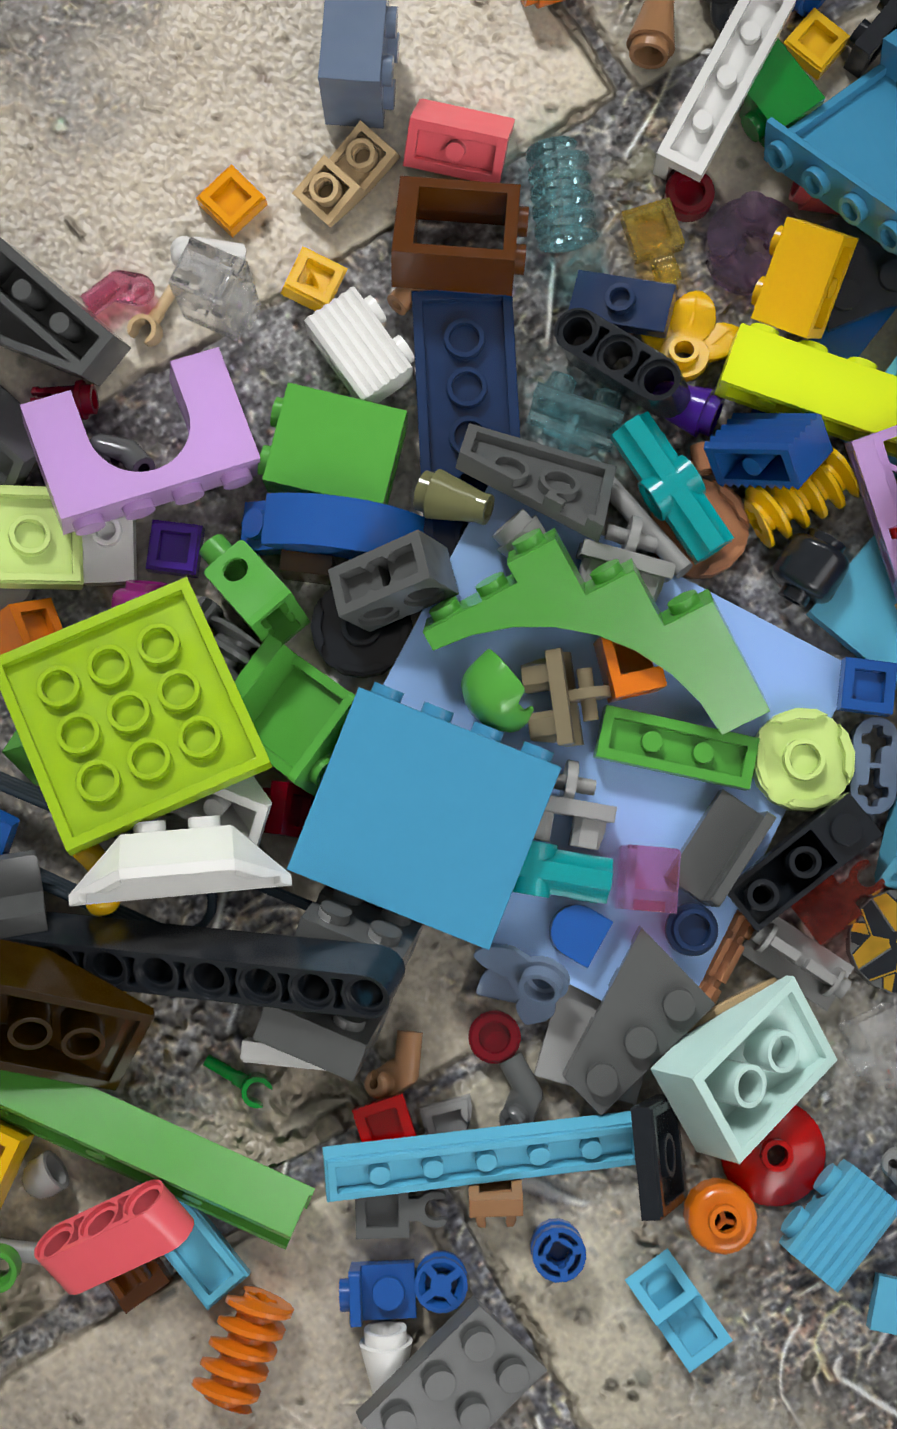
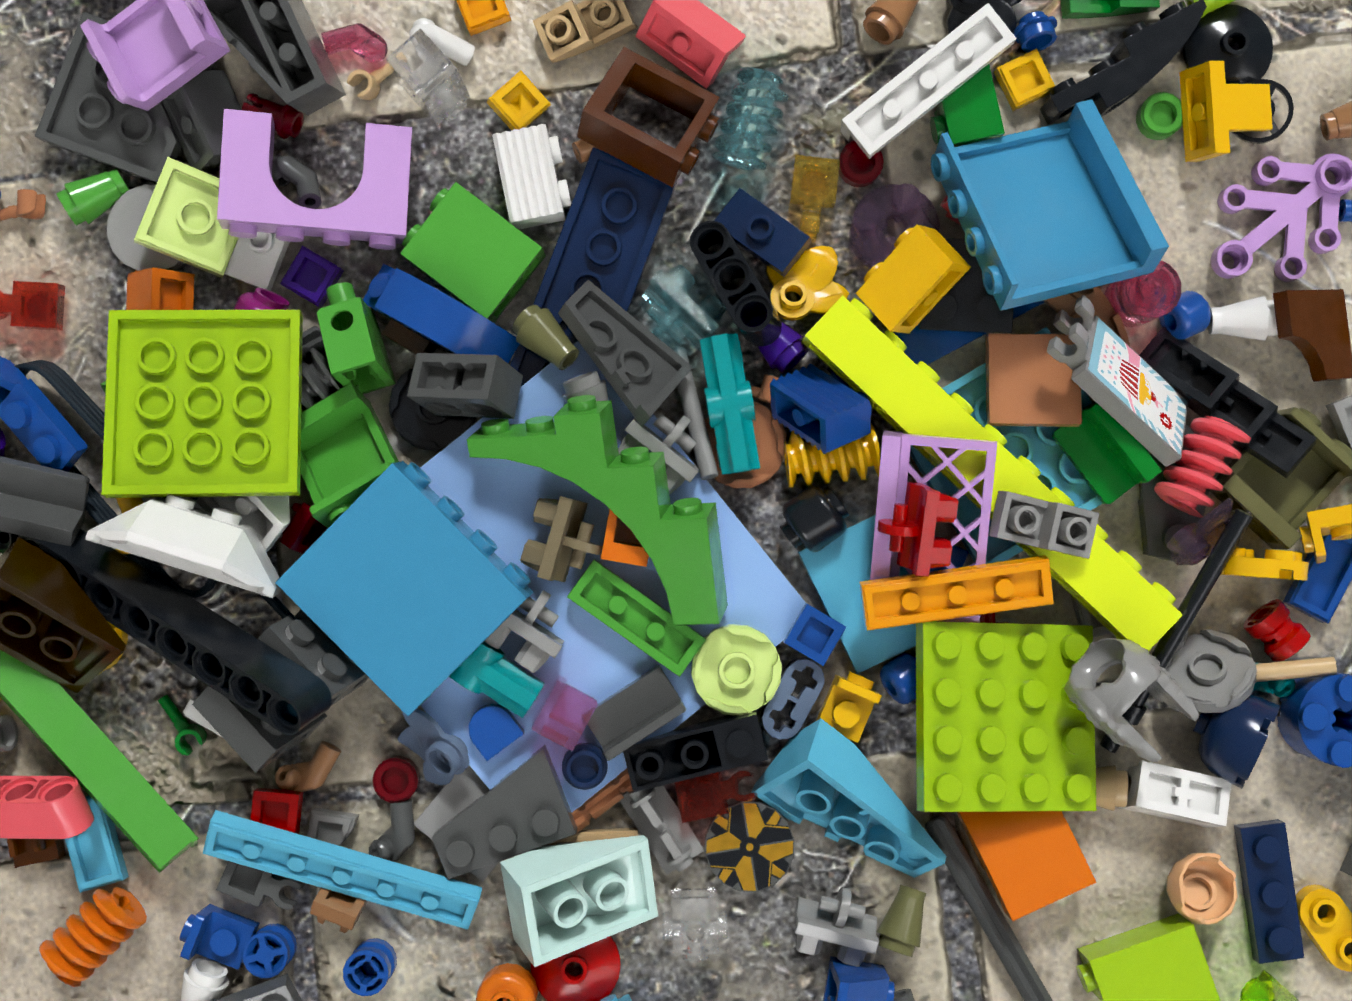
camera: 20 degrees right, 5 degrees up
(494, 694) = (503, 515): bright green hair -> none
(658, 1158) = (474, 933): black plate -> none

